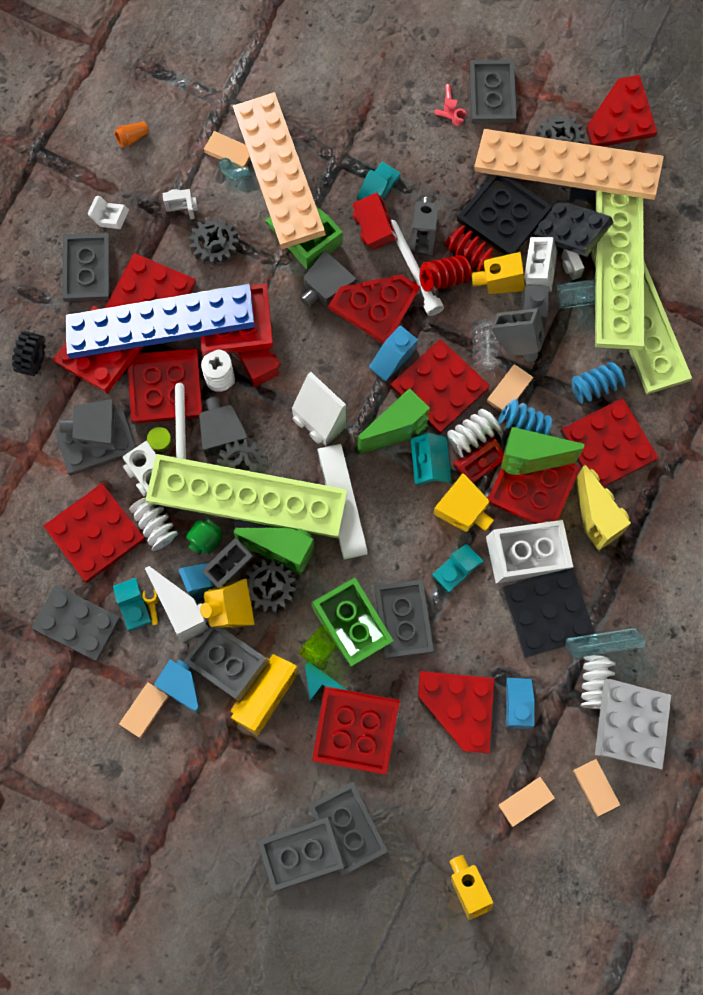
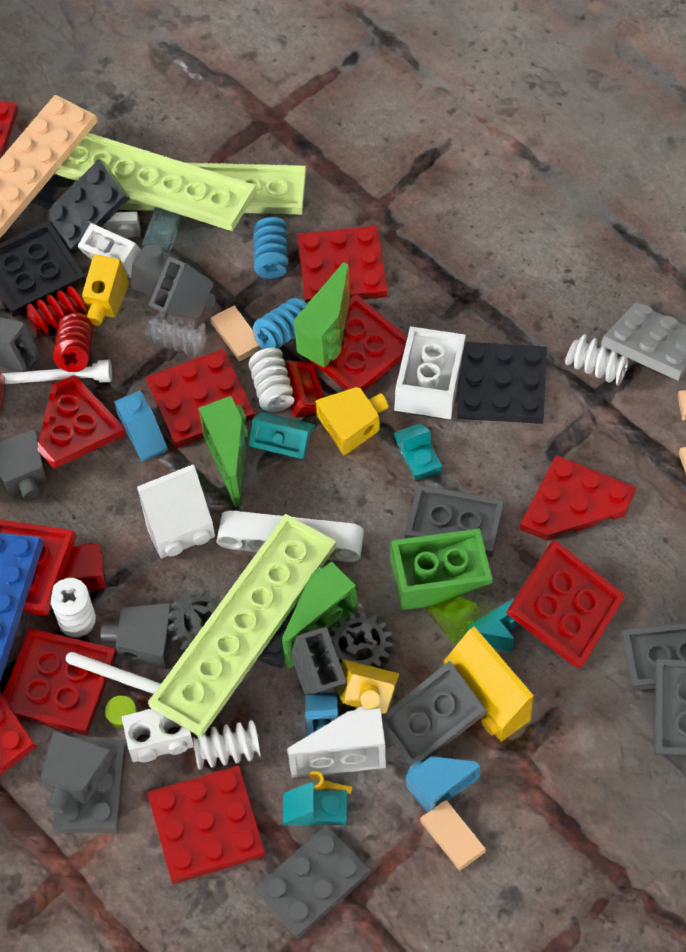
camera: 65 degrees left, 15 degrees down
(204, 536) = (268, 694): green head -> none
(519, 703) = (594, 439): dark azure slope -> none
(600, 515) = (412, 291): light yellow slope -> none
(605, 642) = (558, 337): clear light blue tile -> none

